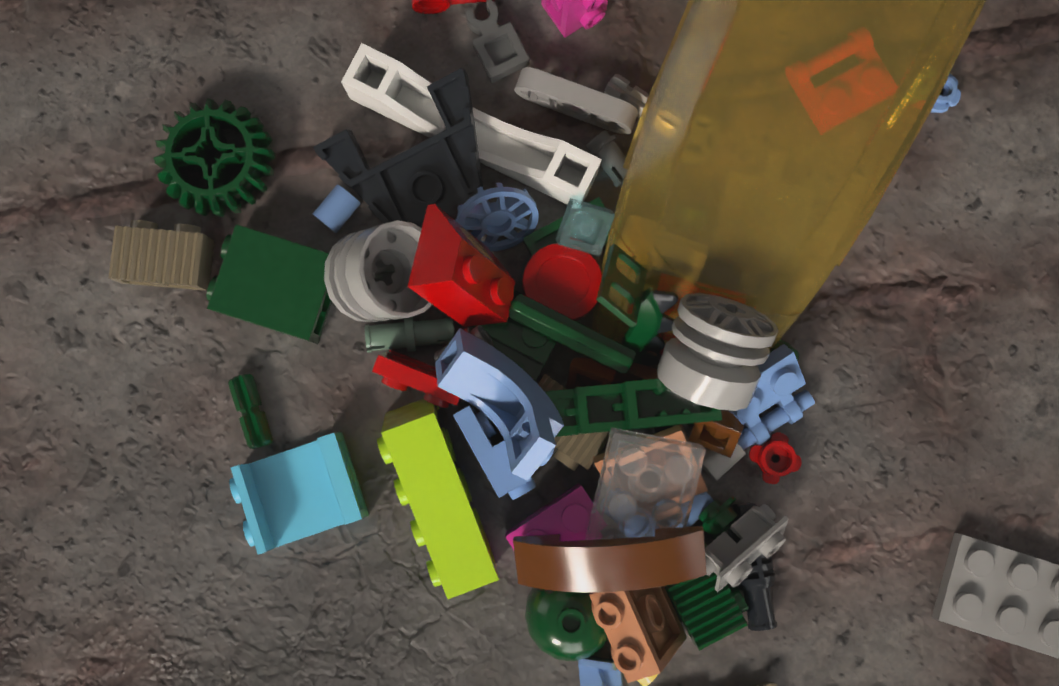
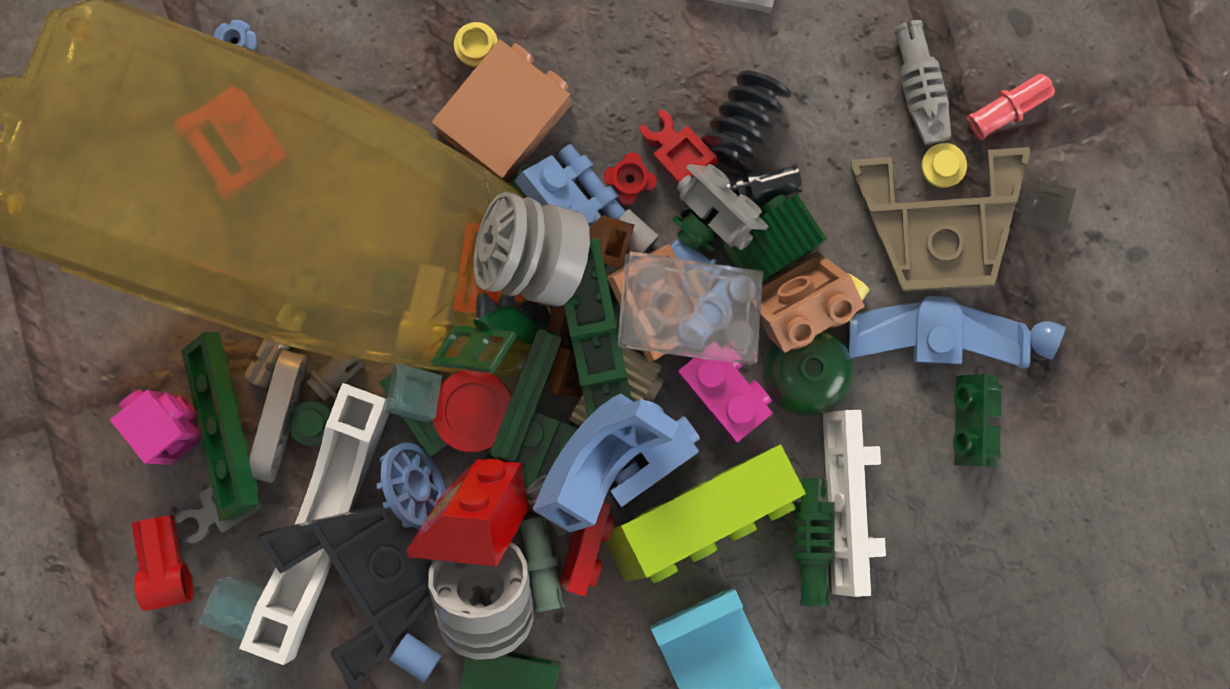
camera: 95 degrees left, 0 degrees up
(401, 602) = (814, 540): none -> dark green hinge
(403, 41) = (231, 606): none -> clear light blue brick
(436, 639) = (846, 487): none -> white hinge
(561, 46) = (220, 426): none -> dark green plate
(567, 127) = (309, 422): none -> dark green plate
(610, 564) = (751, 335): reddish brown slope -> none
(802, 508) = (677, 148): none -> red plate
(830, 577) = (743, 116): none -> black piece
(854, 341) = (503, 110): none -> nougat brick
(920, 321) = (474, 43): none -> light yellow plate

